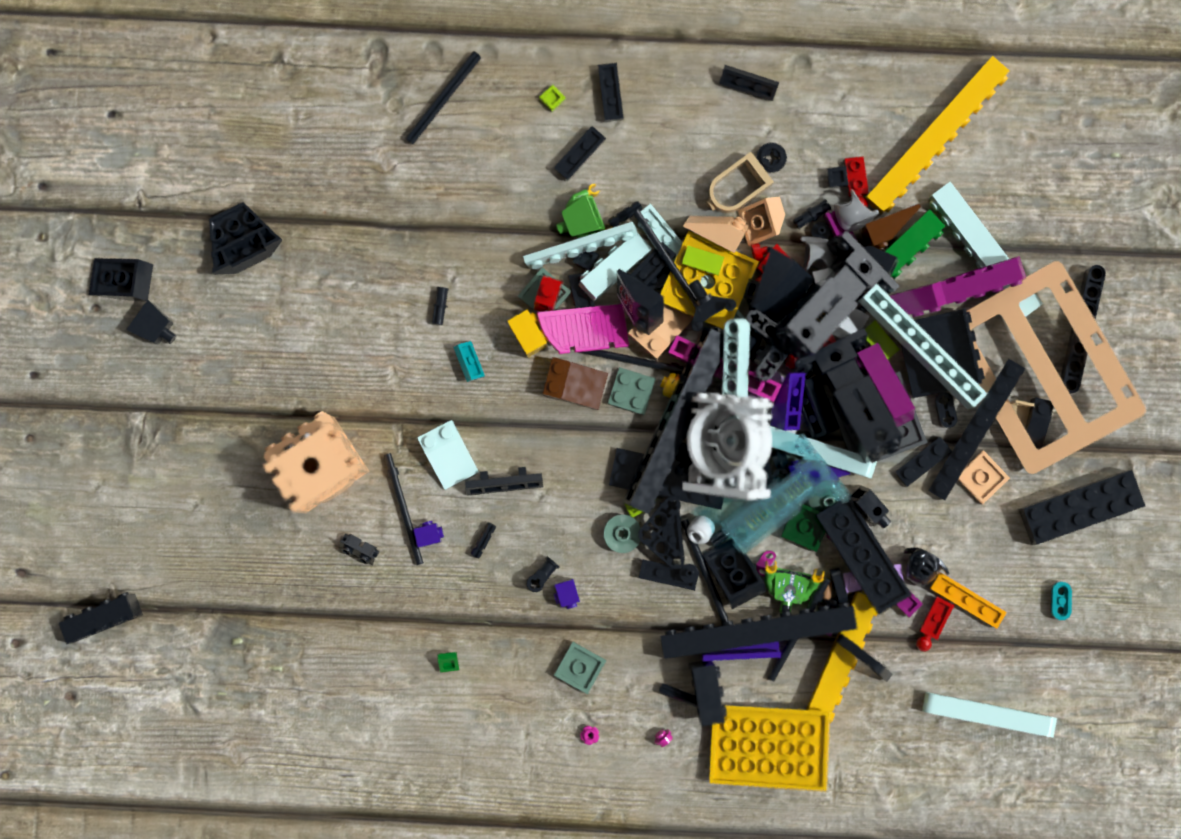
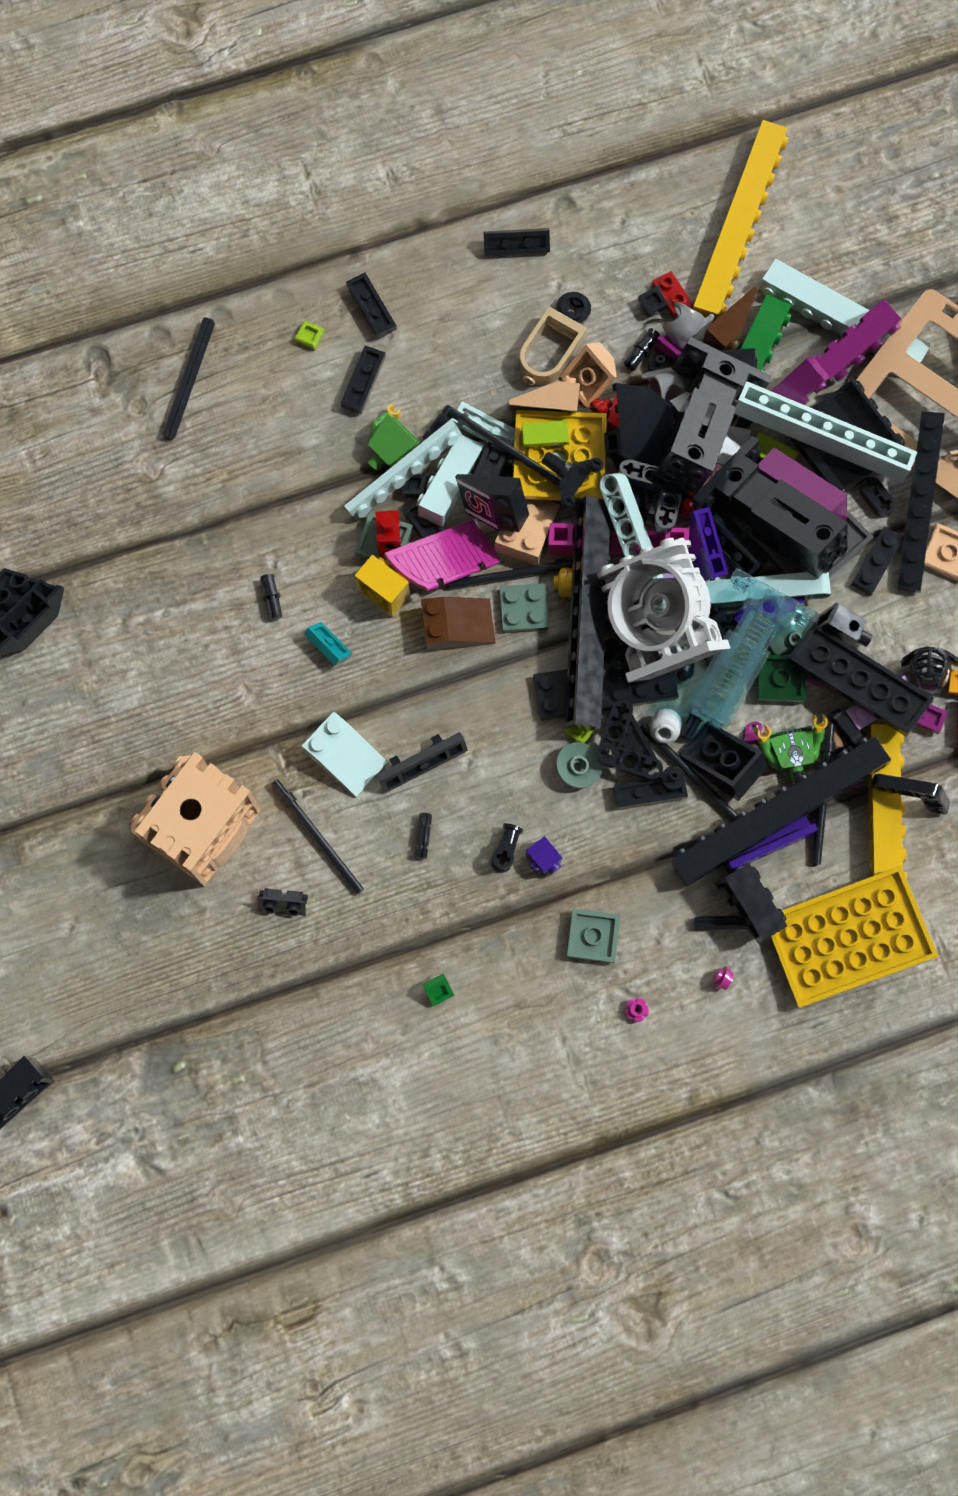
camera: 25 degrees left, 10 degrees down
(428, 534) = (357, 852): dark purple brick -> none

